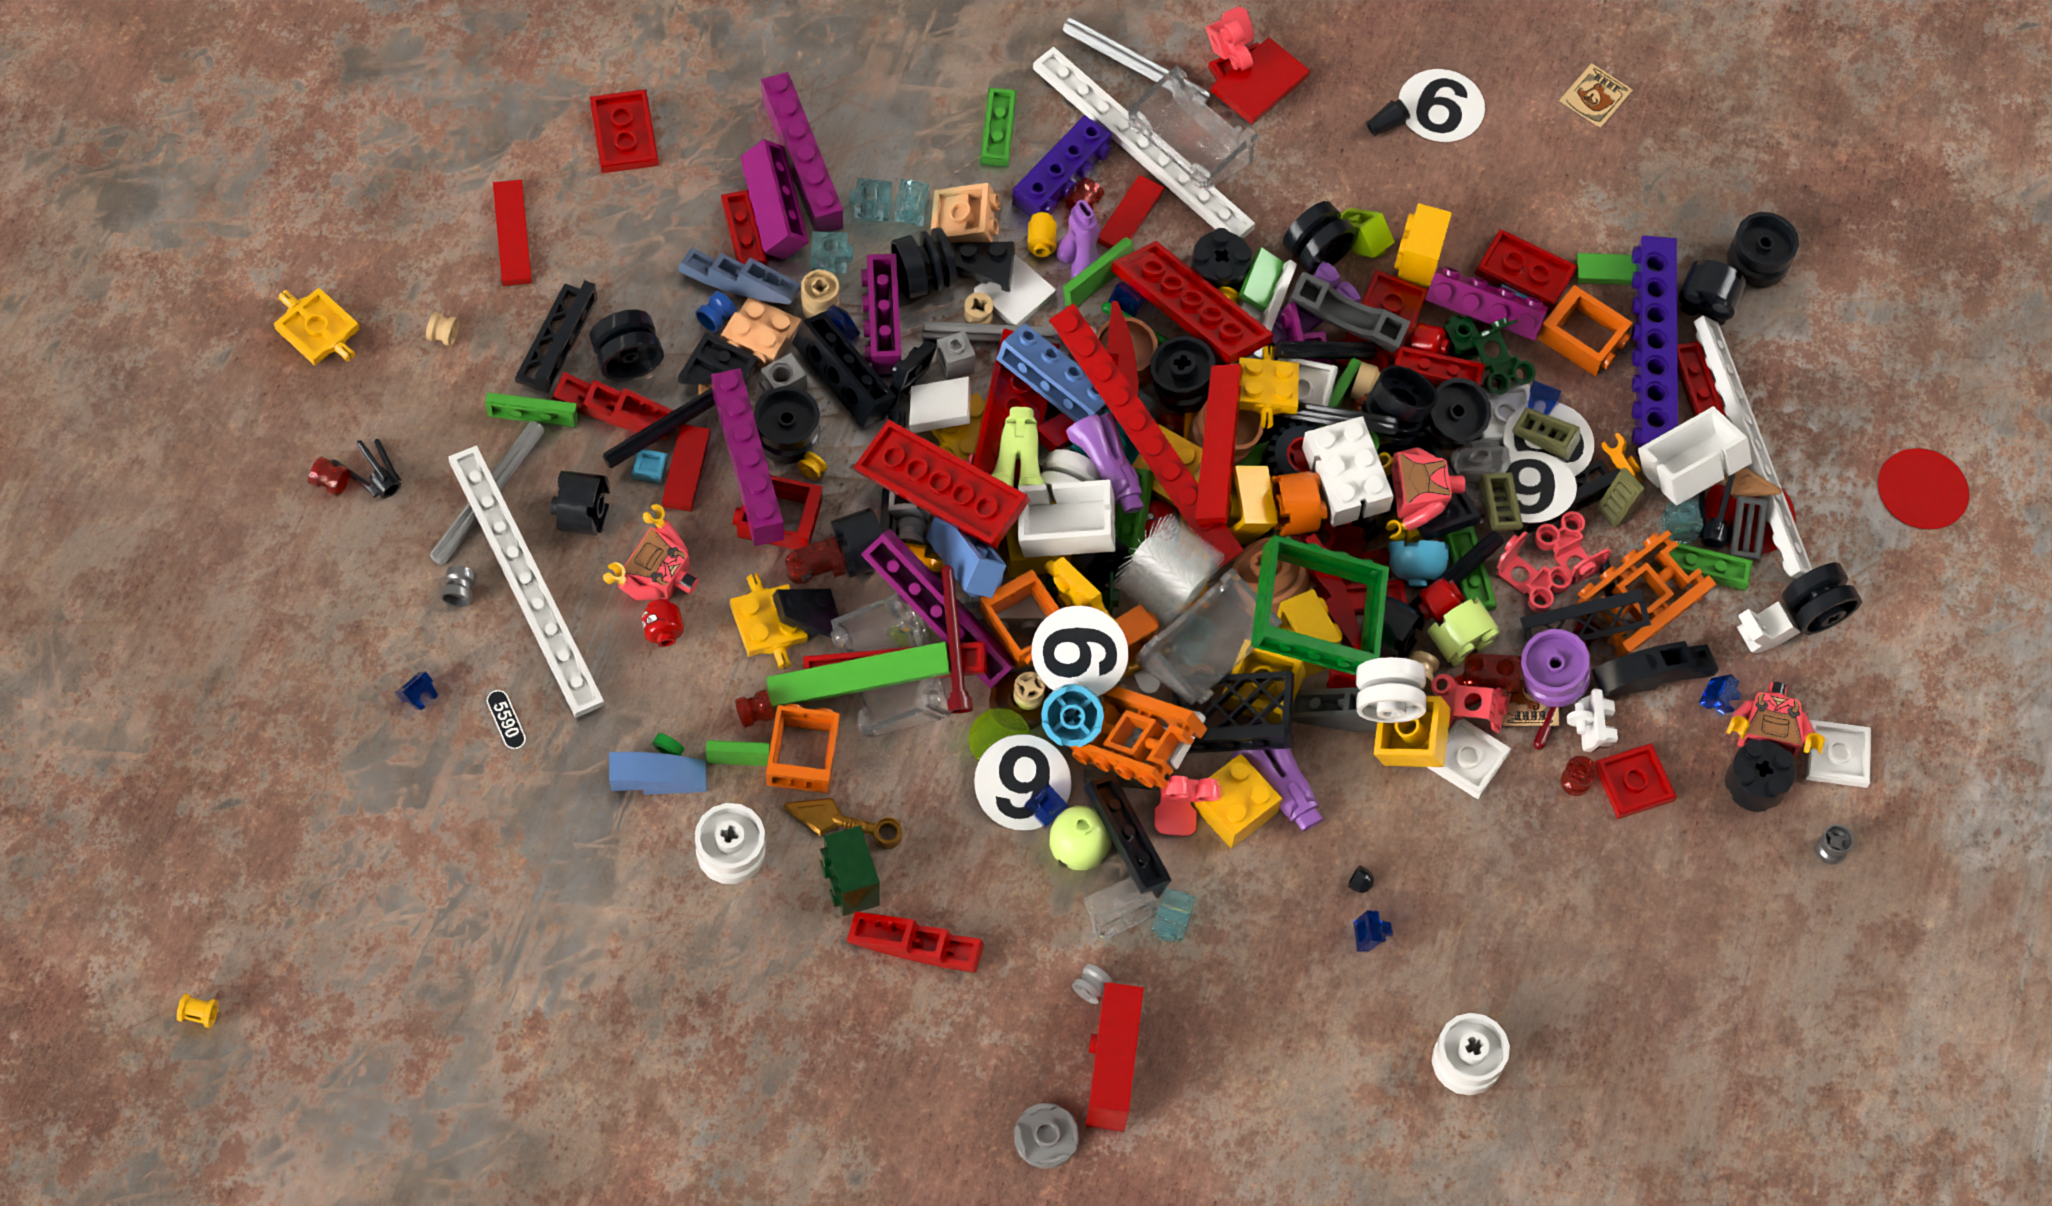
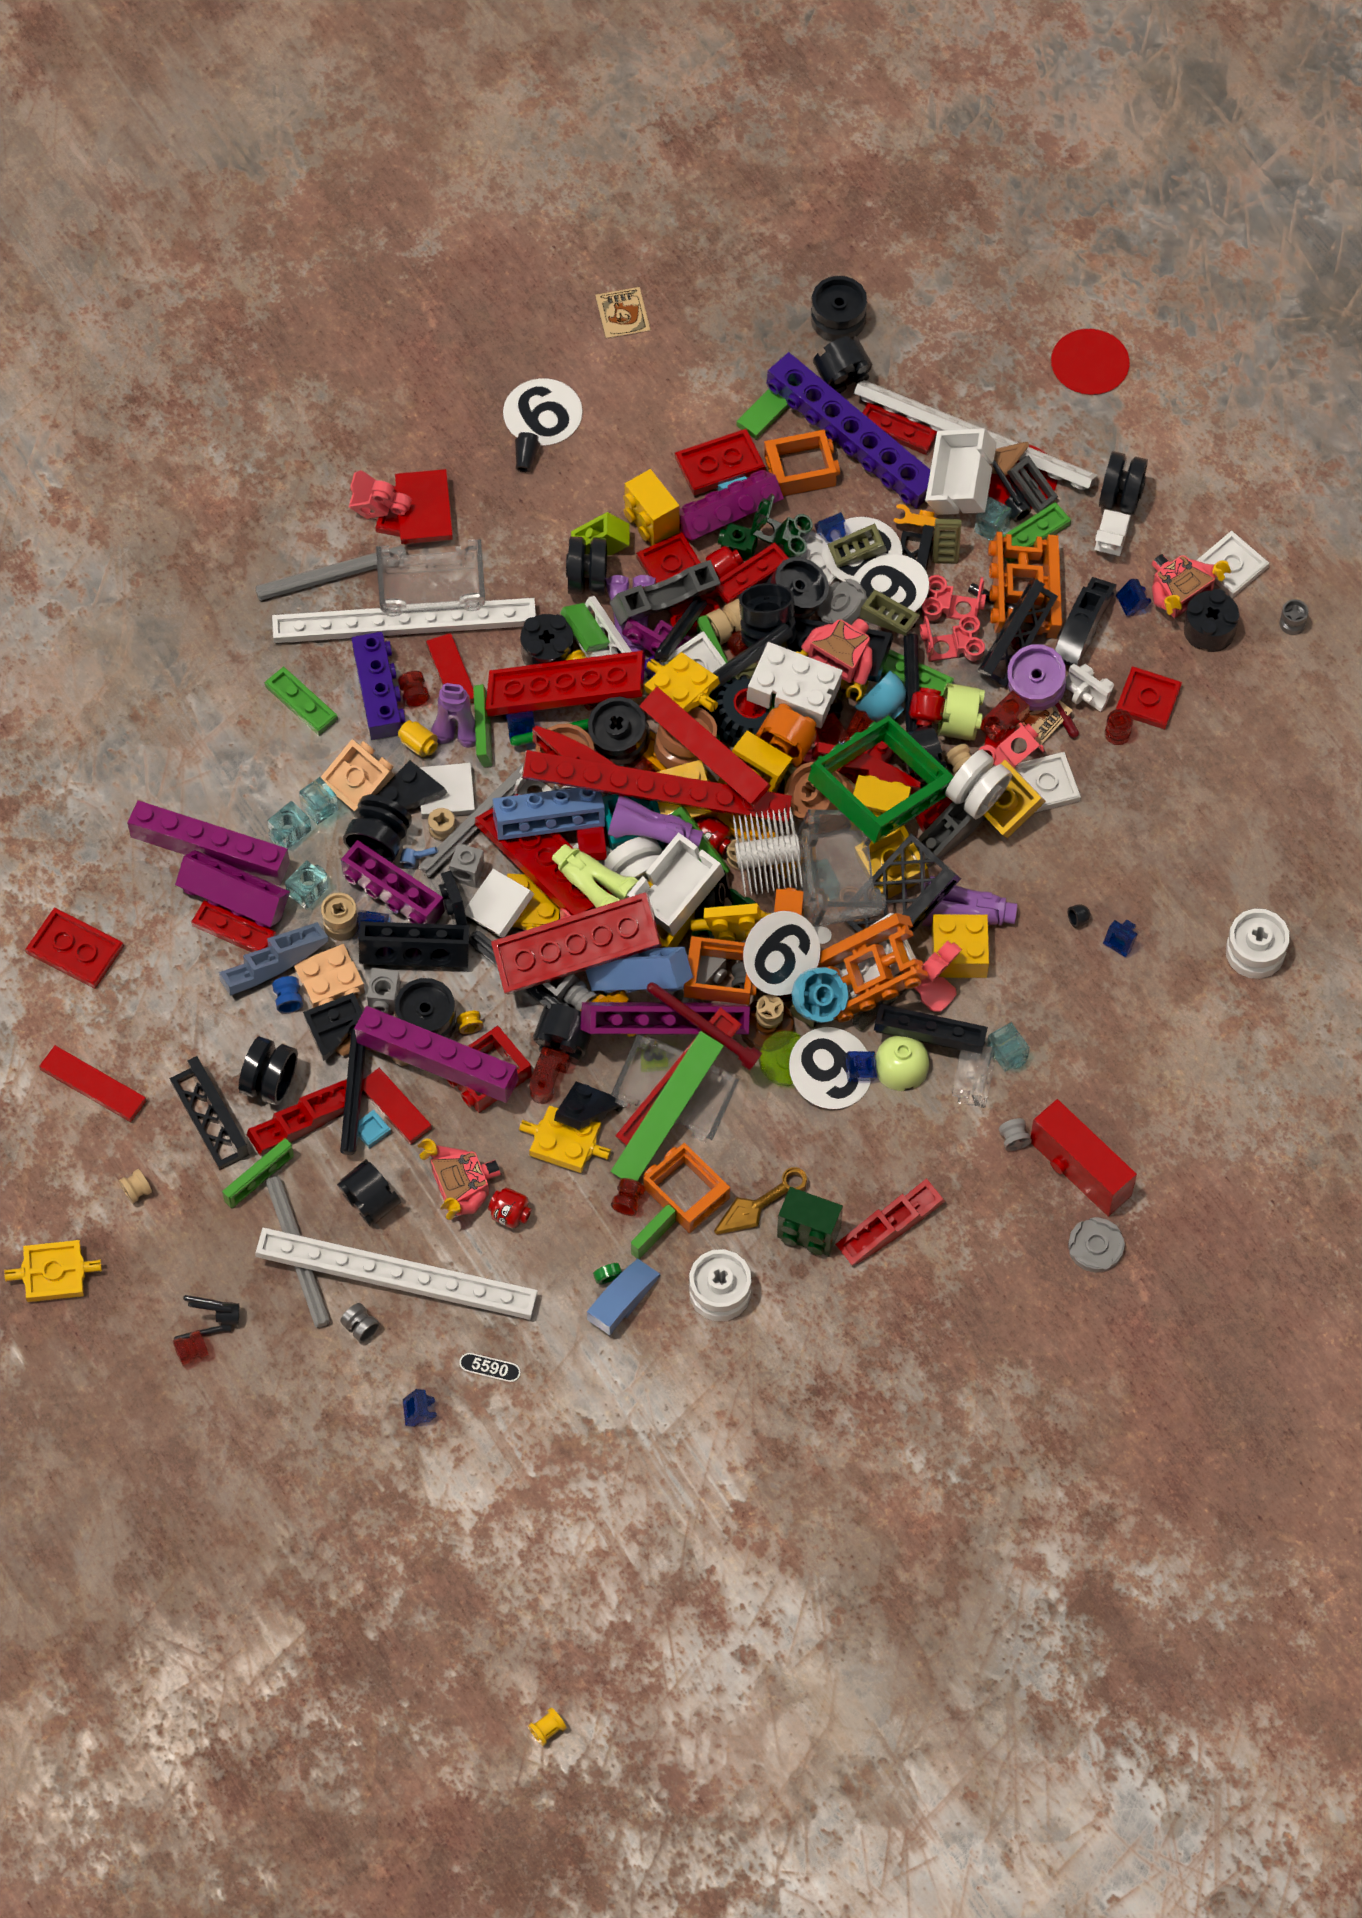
camera: 45 degrees left, 0 degrees up
(927, 309) = (409, 856): none -> medium blue hand

